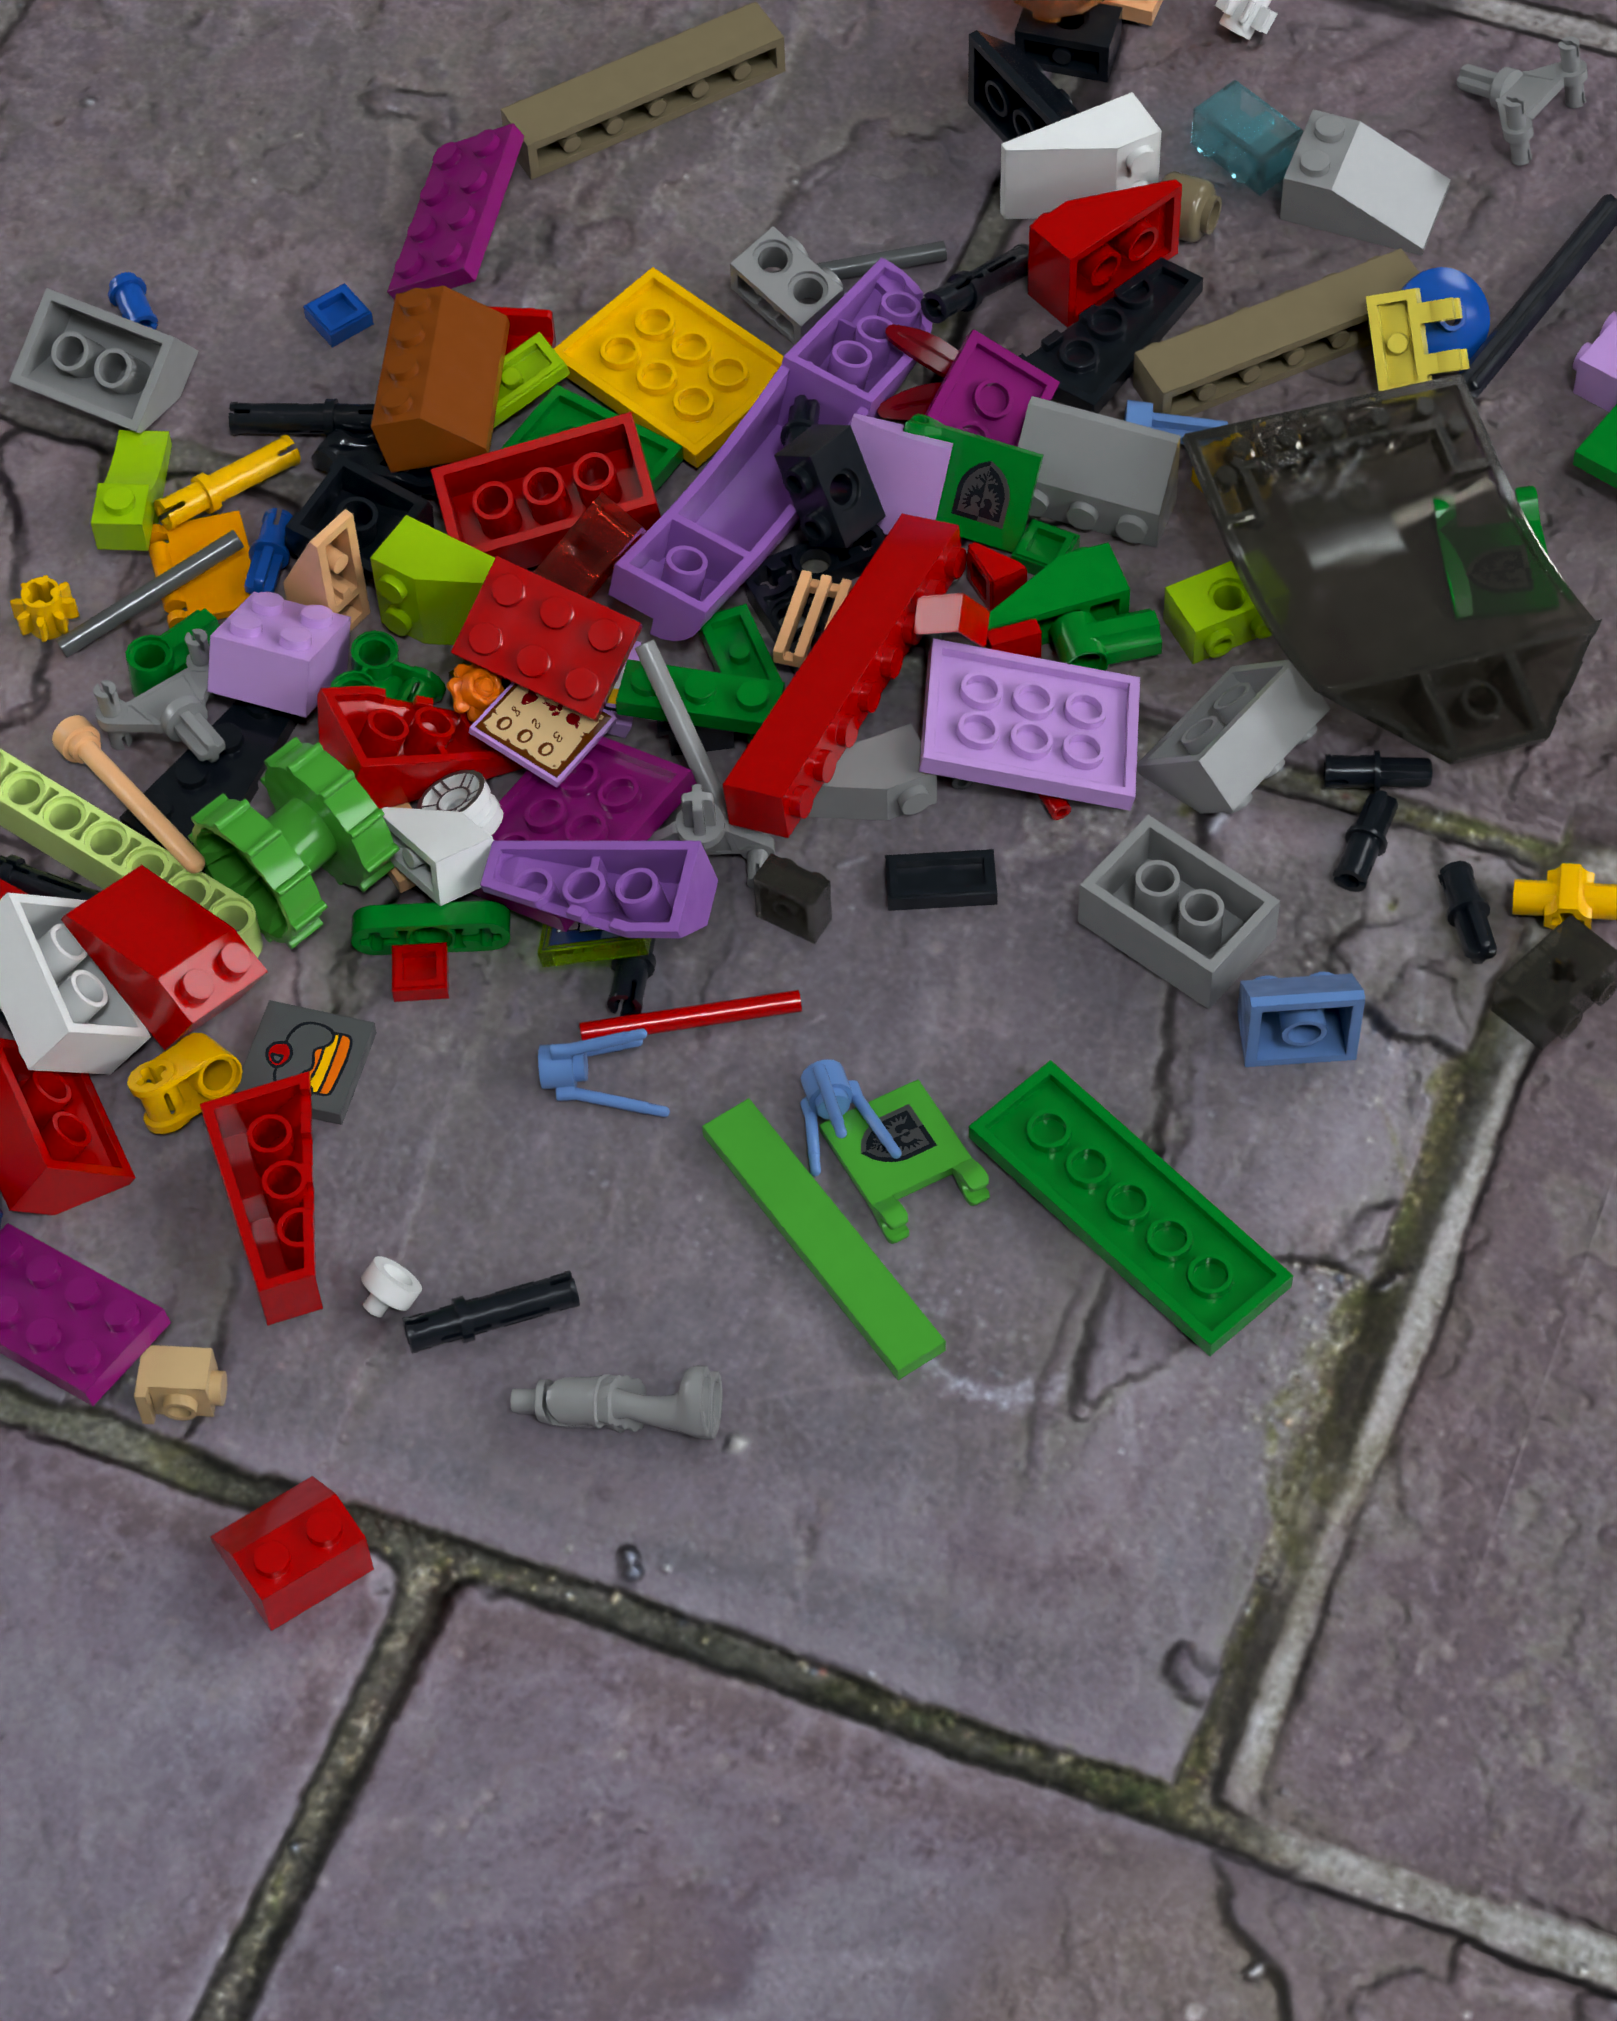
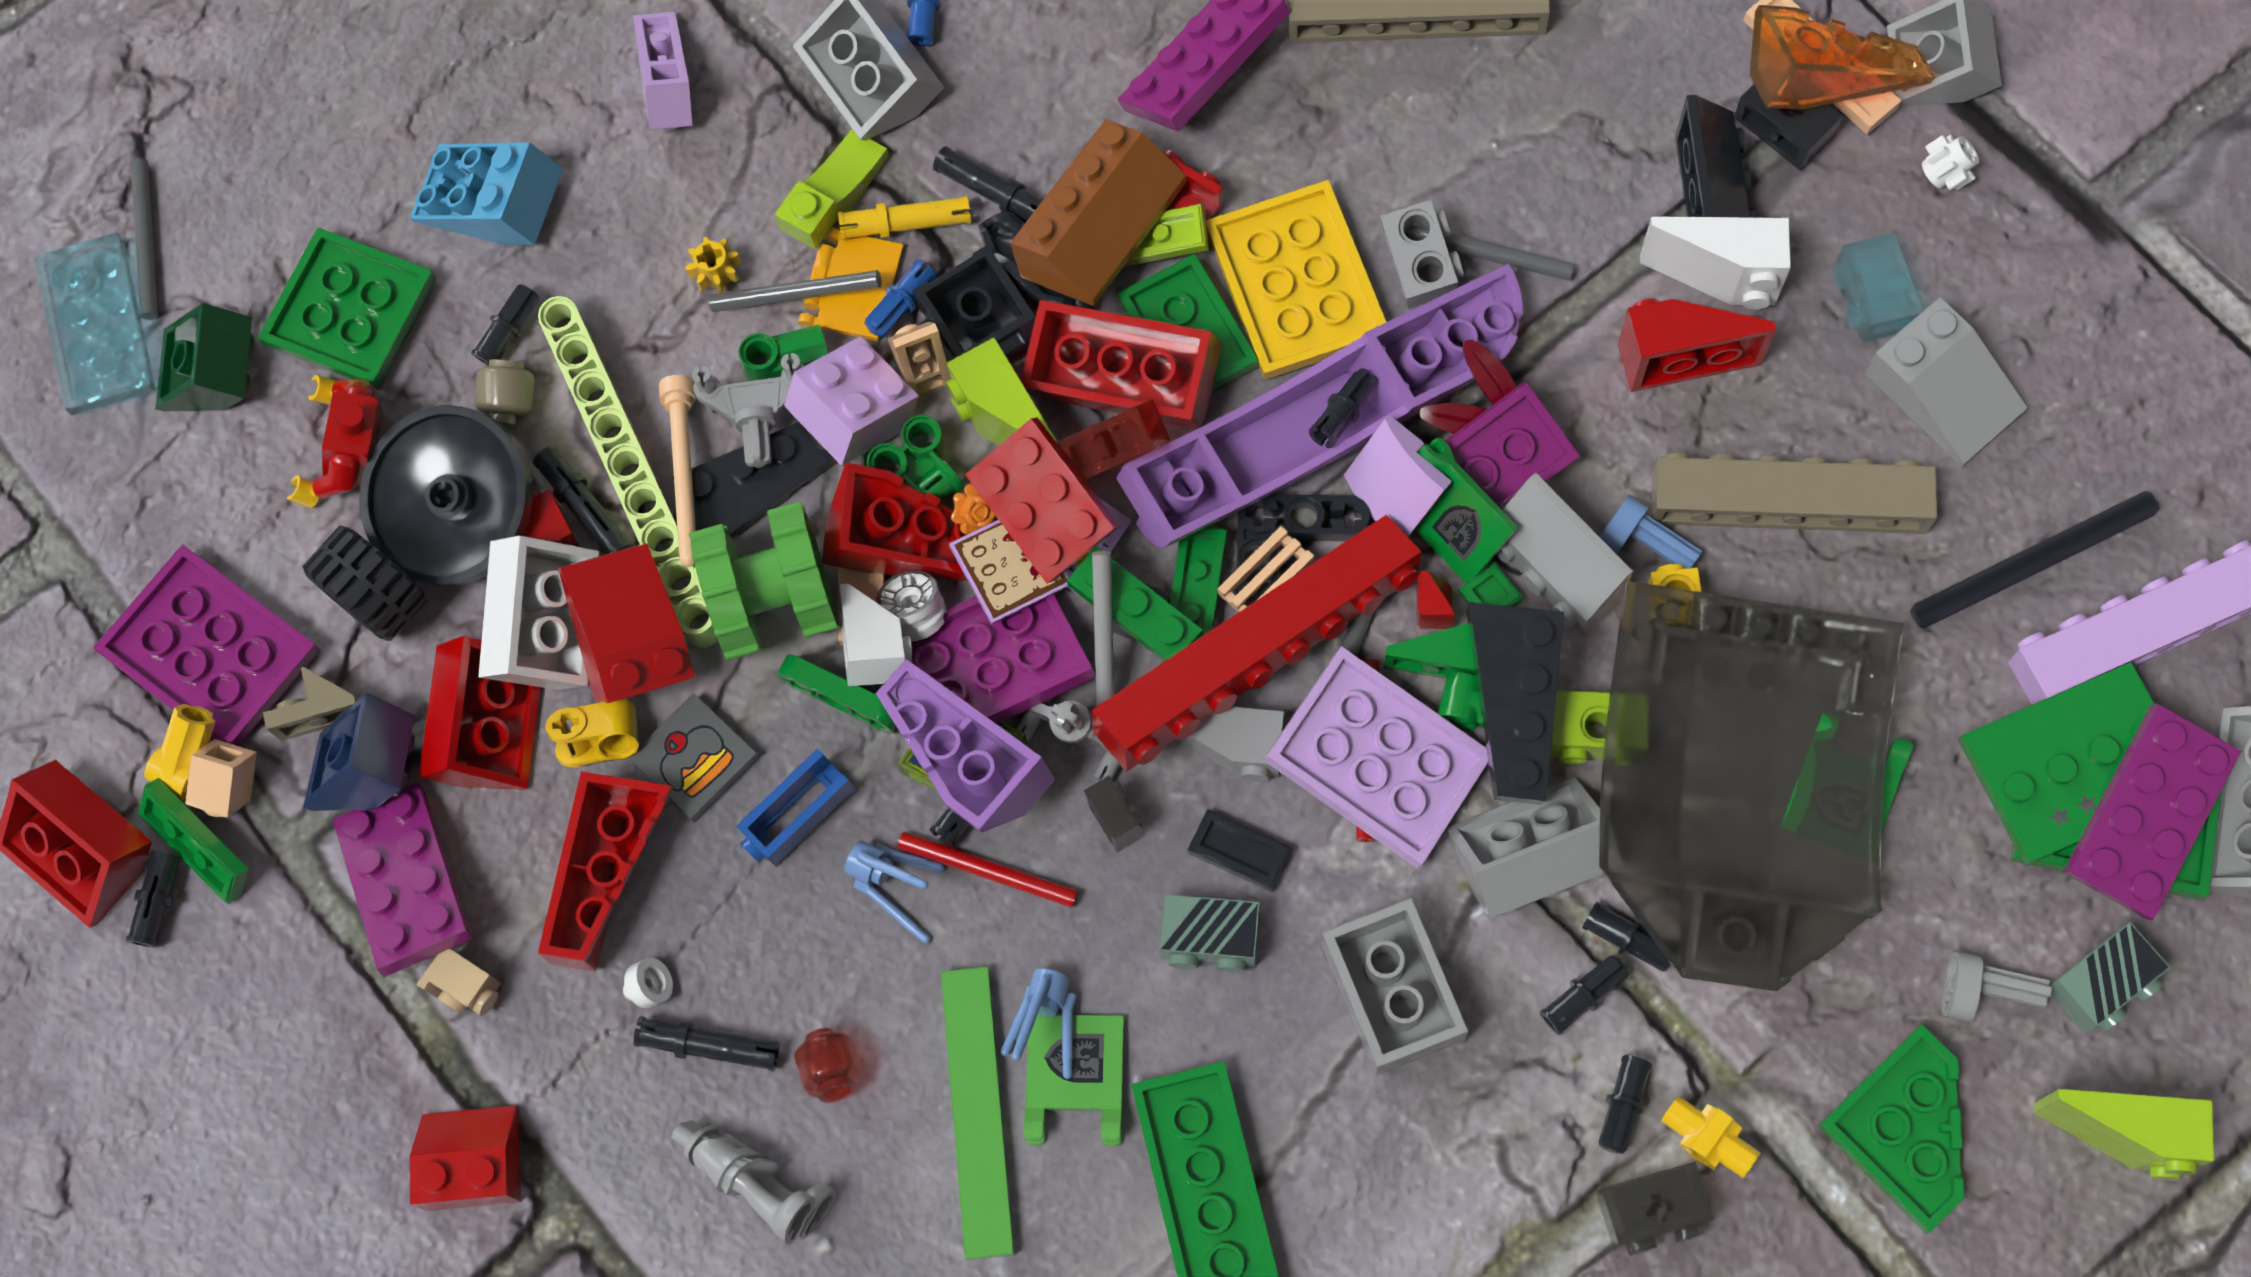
camera: 35 degrees right, 15 degrees up
(338, 315) = (1071, 100): blue tile -> none
(420, 972) = (816, 723): red tile -> none
(446, 1104) = (783, 797): none -> blue window
(638, 1264) = (828, 1065): none -> clear red head
(830, 486) = (1334, 470): black brick -> none
(952, 614) = (1362, 640): slope -> none
(959, 957) = (1209, 933): none -> brick
(968, 288) = (1558, 328): black pin -> none
(1017, 638) = (1410, 675): red tile -> none
(1099, 349) = (1631, 432): black wing -> none
(1134, 590) = (1517, 687): none -> black wedge
(1198, 206) = (1794, 330): dark tan head -> none
(1300, 1019) = (1434, 1126): medium blue slope -> none
(1401, 341) = (1880, 558): light yellow plate -> none
(1465, 332) = (1927, 527): blue dish -> none
(1524, 94) = (2138, 360): light grey axle -> none

